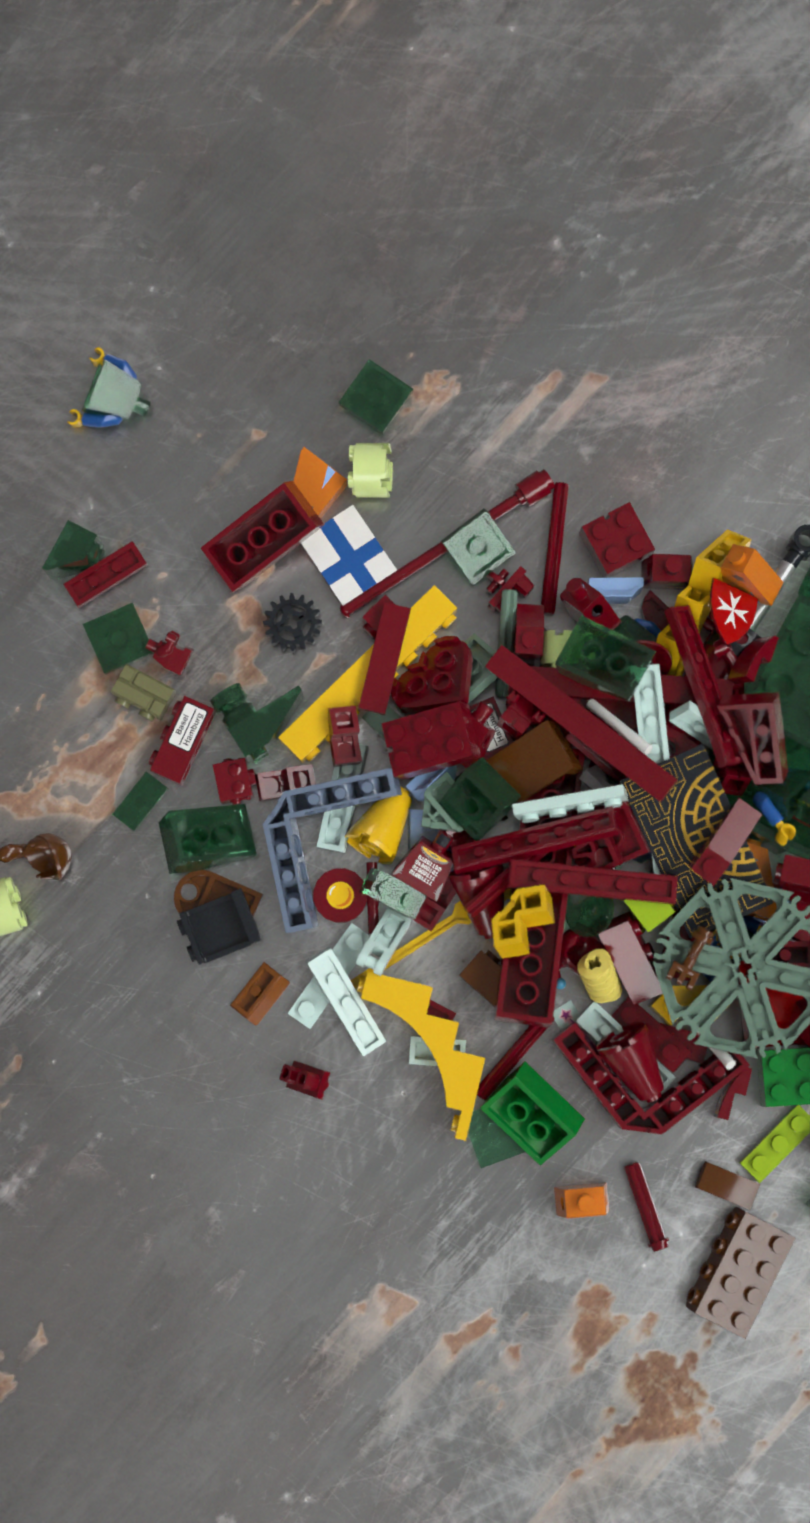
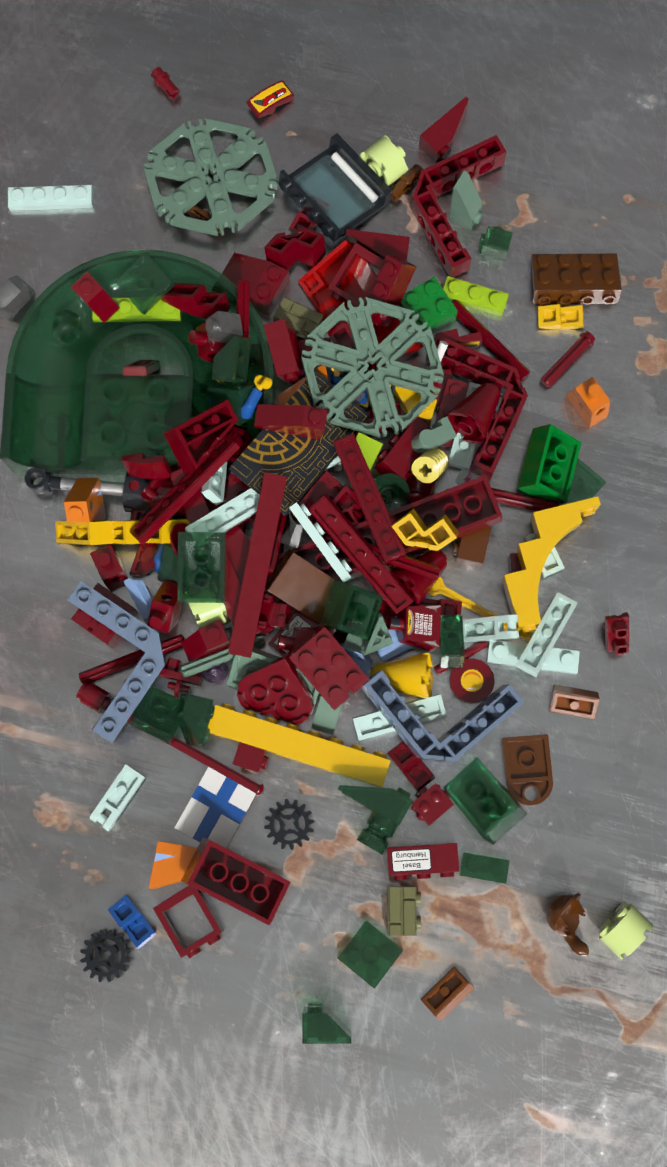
camera: 110 degrees left, 5 degrees down
(37, 695) = (447, 994): none -> dark orange slope
(105, 574) = (326, 992): dark red plate -> none
(111, 394) = (181, 1068): clear green torso -> none
(169, 653) = (362, 905): dark red piece -> none
(219, 928) = (545, 755): black panel -> none
(247, 496) = (174, 900): none -> dark red window
(271, 373) = (100, 947): none -> black gear
(281, 416) = (132, 921): none -> blue slope
(344, 736) = (356, 737): dark red slope -> none
(371, 470) = (141, 825): yellowish green brick -> none
(376, 396) = (81, 855): clear green plate -> none
(384, 658) = (281, 737): dark red tile -> none
(415, 462) = (117, 797): none -> light aqua plate
(455, 578) = (194, 718): none -> clear green slope
(490, 627) = (215, 673): none -> clear purple plate
(577, 558) = (147, 666): none -> sand blue brick
(619, 726) = (245, 536): white bar -> none
(627, 989) = (430, 439): none -> sand green leg
(685, 969) = (367, 402): reddish brown hinge -> none
(701, 1228) = (561, 317): none -> yellow slope
(716, 1130) = (490, 340): none -> dark red axle
(727, 1185) = (522, 314): reddish brown slope -> none
(731, 610) = (118, 500): red shield -> none

